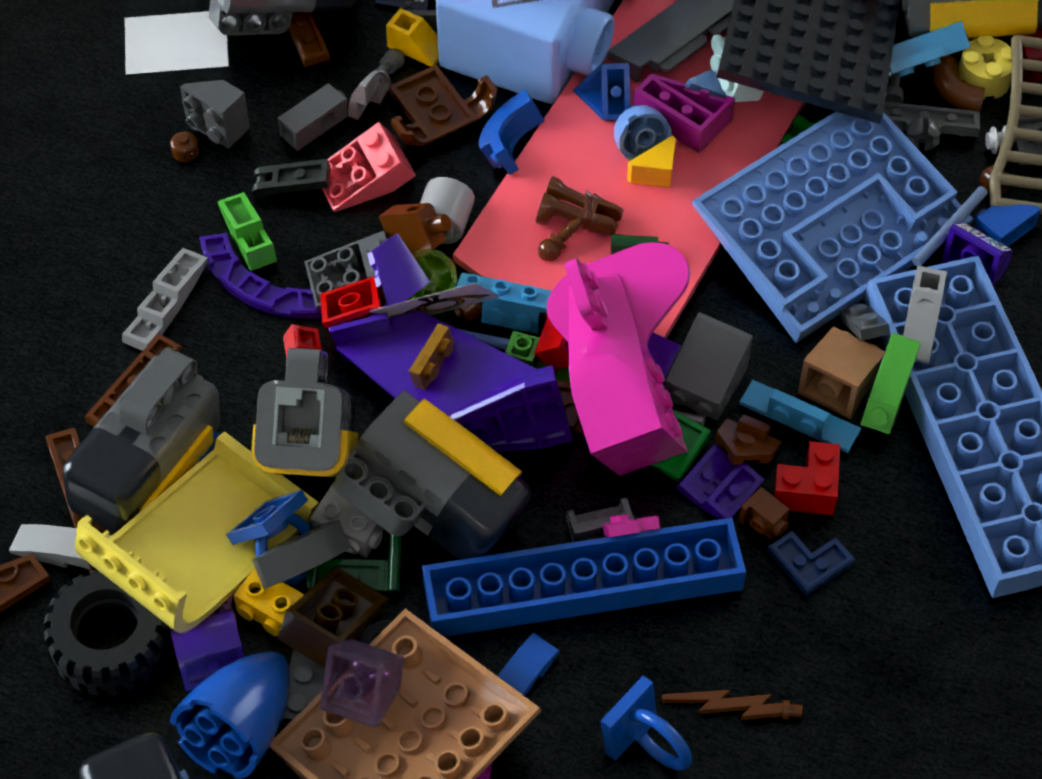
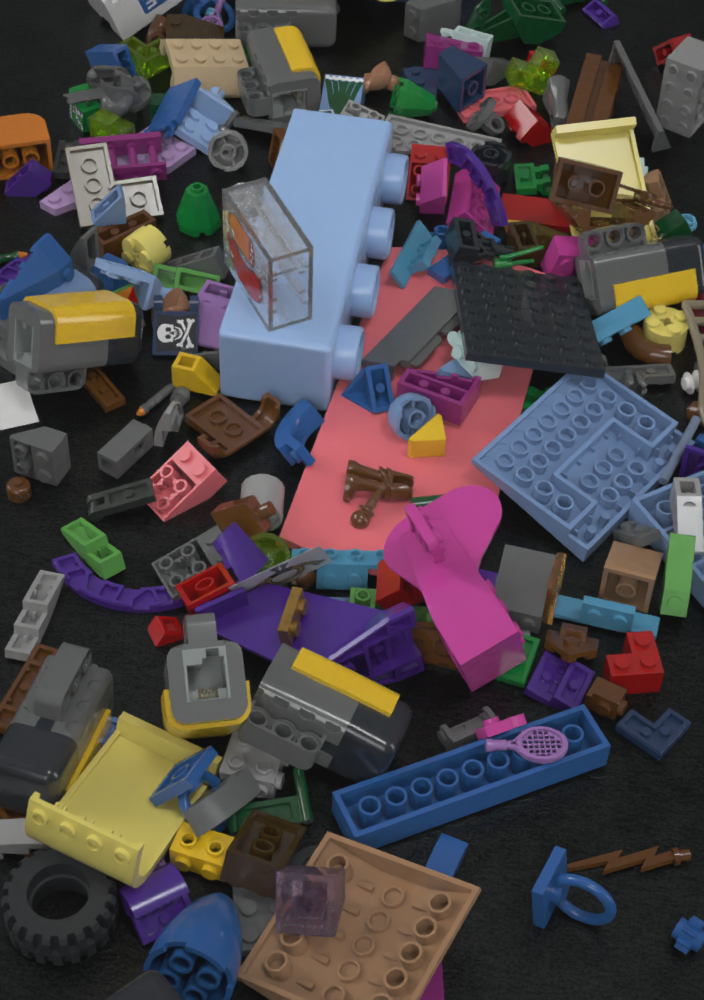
camera: 15 degrees left, 10 degrees down
(350, 68) = (154, 400): none -> dark grey piece
(640, 551) = (538, 731): none -> medium lavender piece
(745, 370) = (554, 588): none -> clear orange tile

